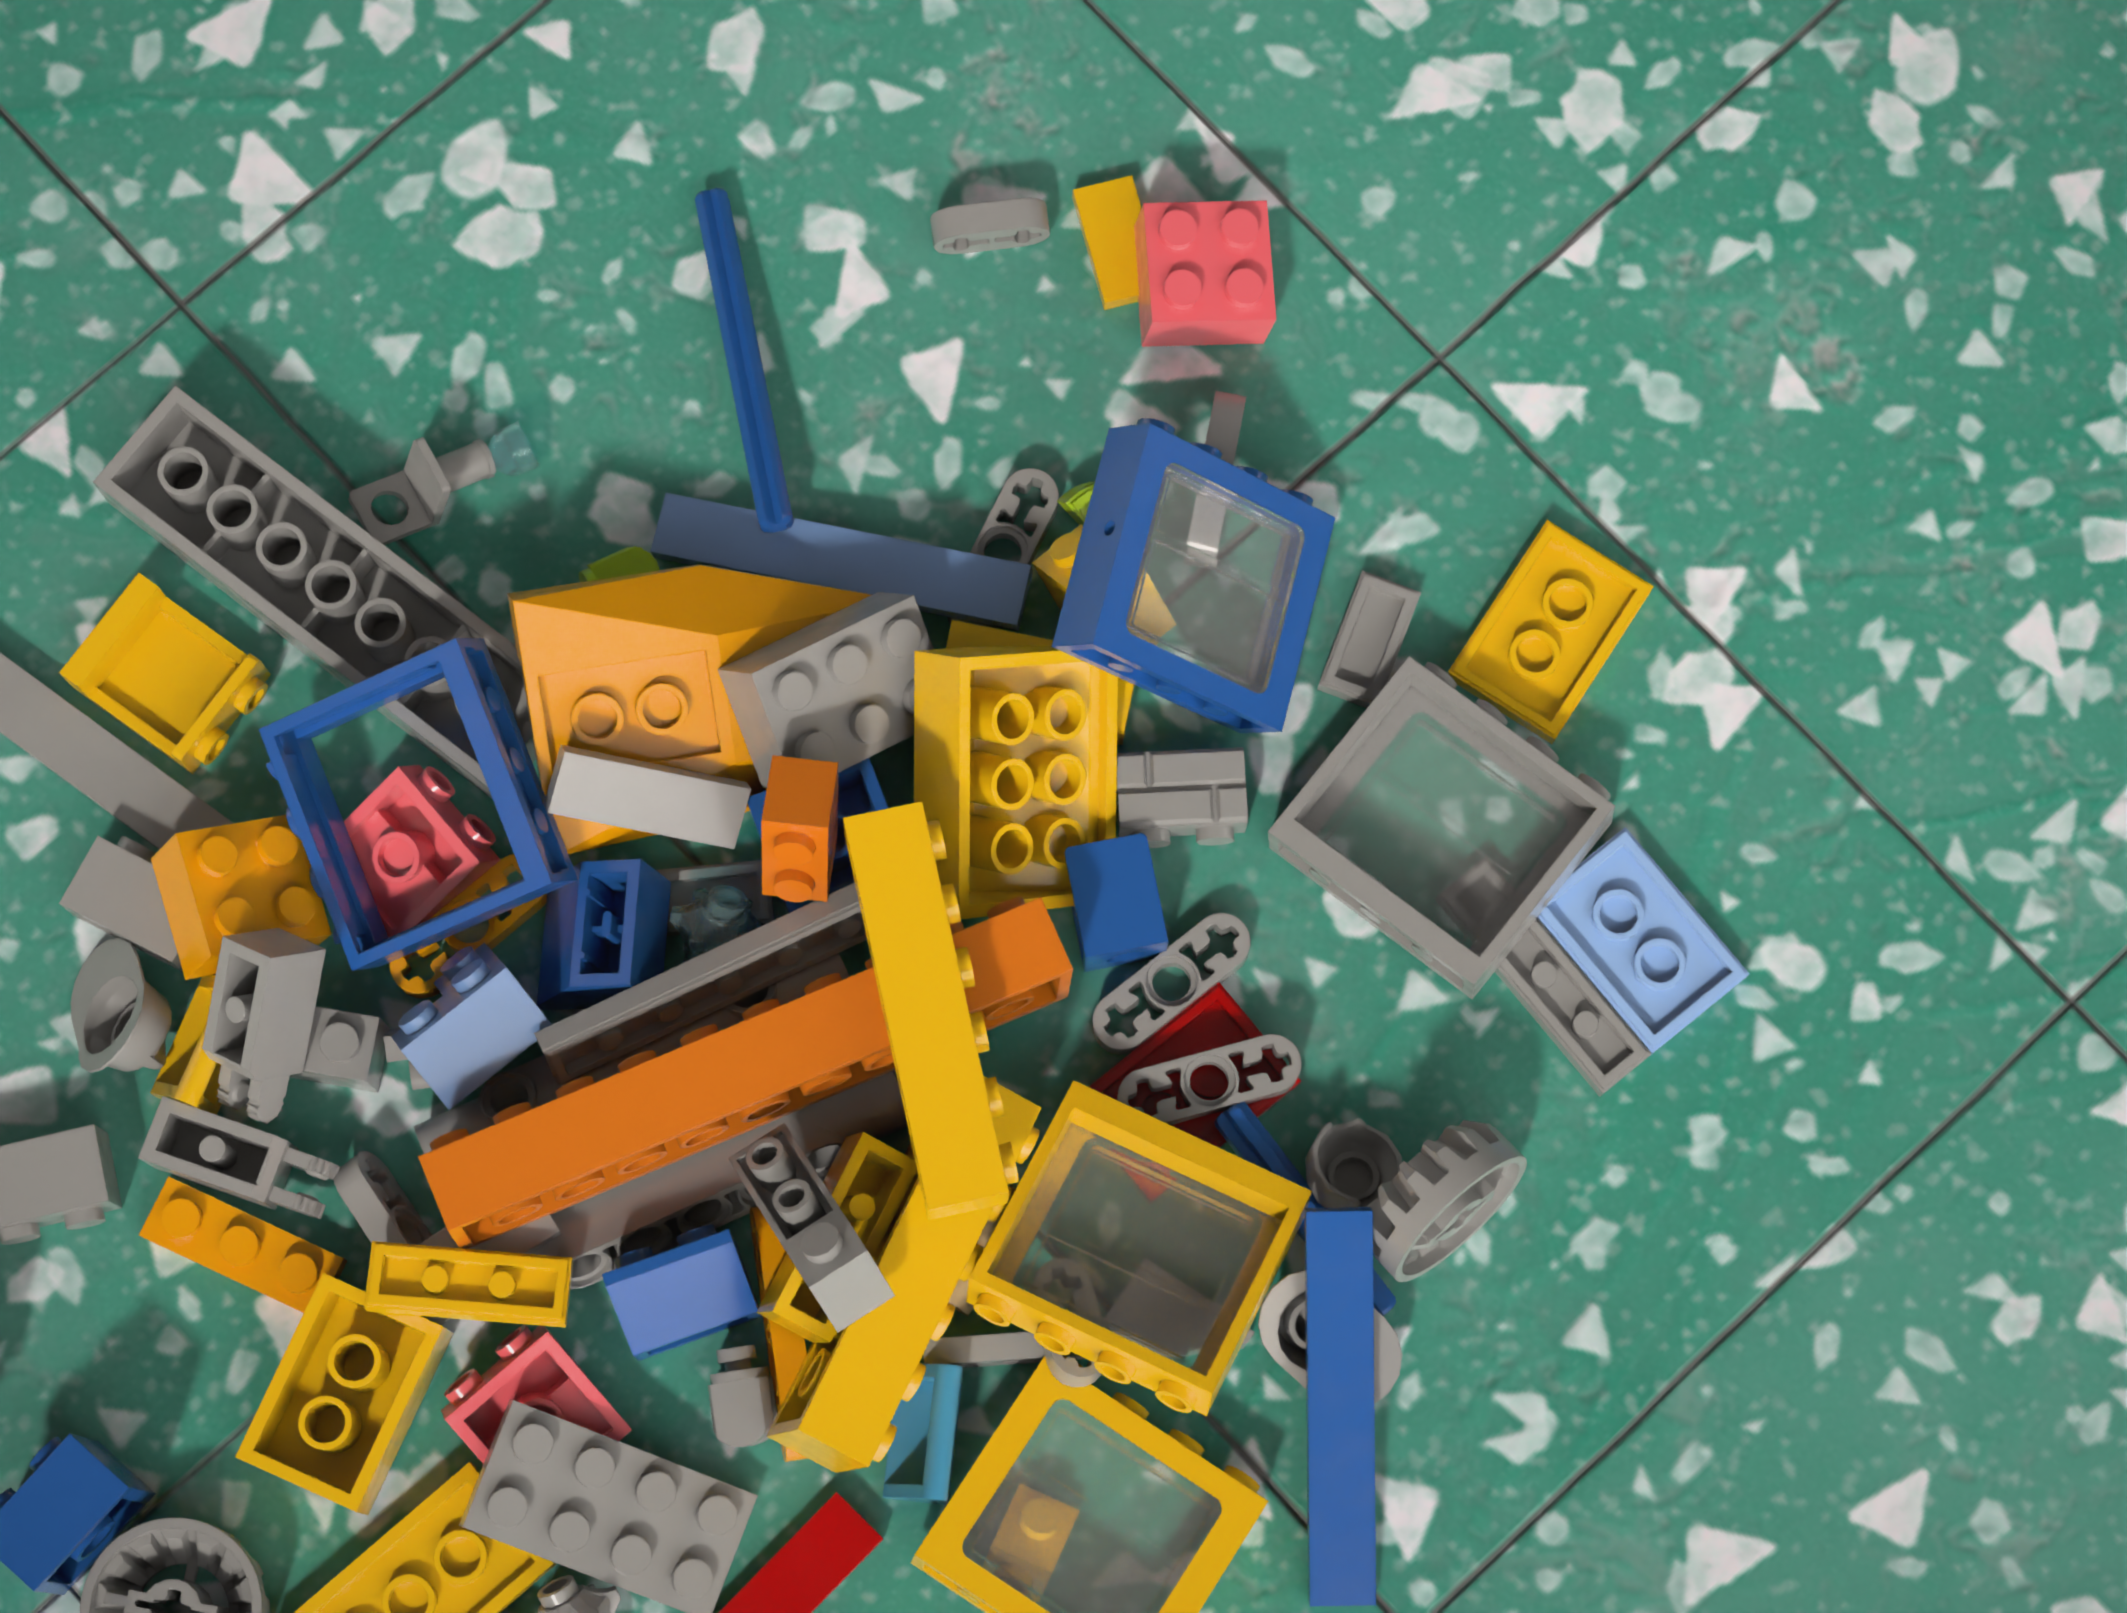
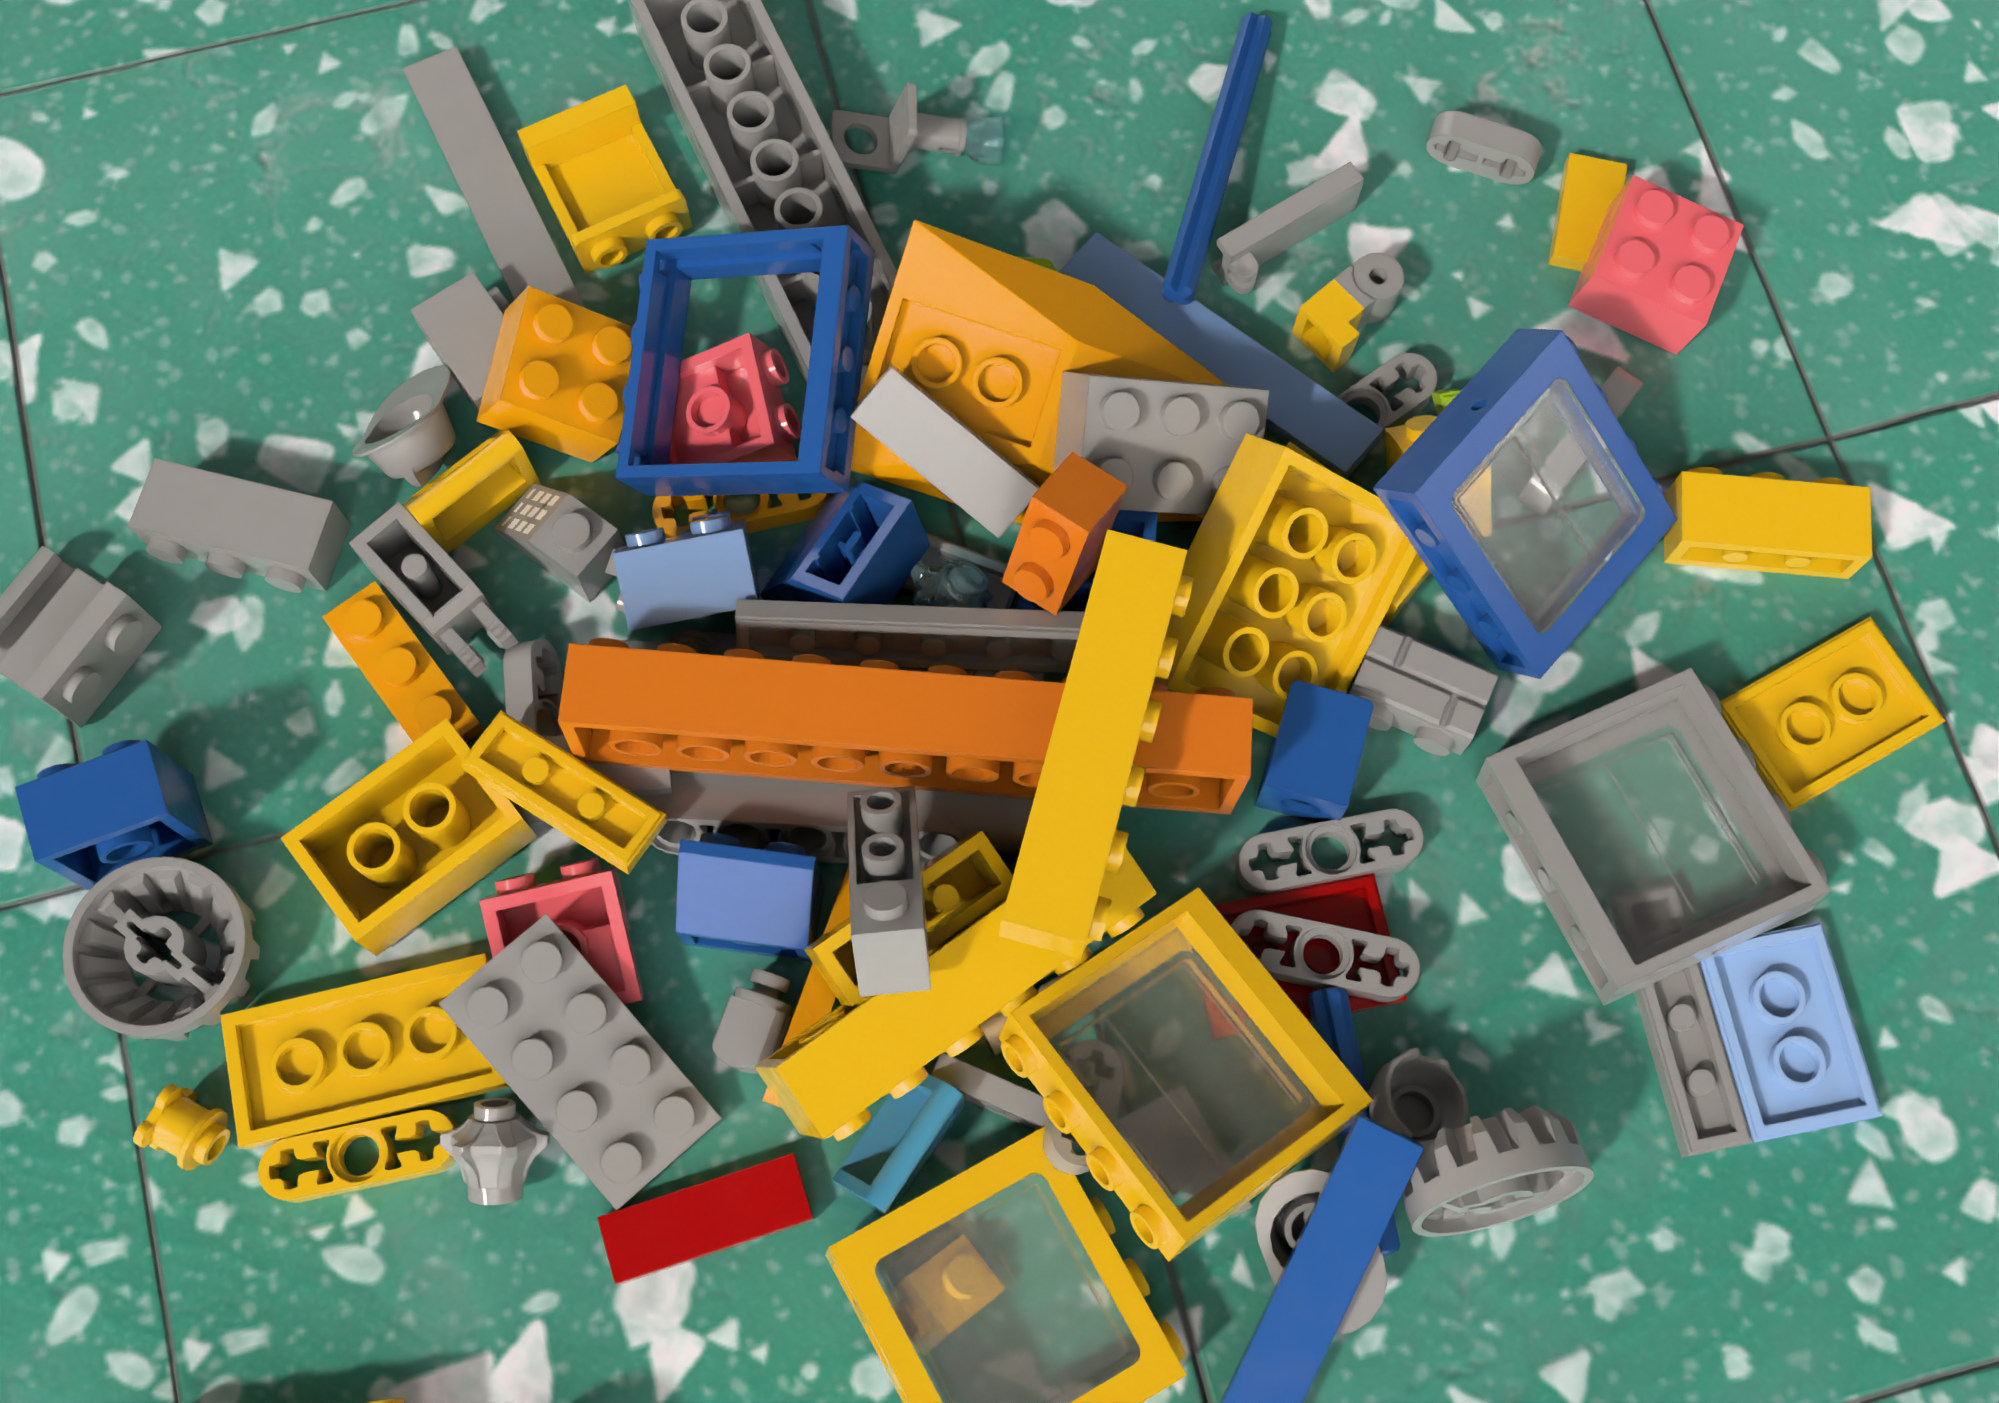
camera: 30 degrees right, 5 degrees down
(262, 1017) = (515, 473): light grey hinge -> none
(839, 402) = (1285, 226): none -> light grey hinge
(943, 436) = (1336, 313): none -> leg
(1368, 639) = (1655, 642): light grey tile -> none
(1416, 477) = (1768, 524): none -> yellow brick

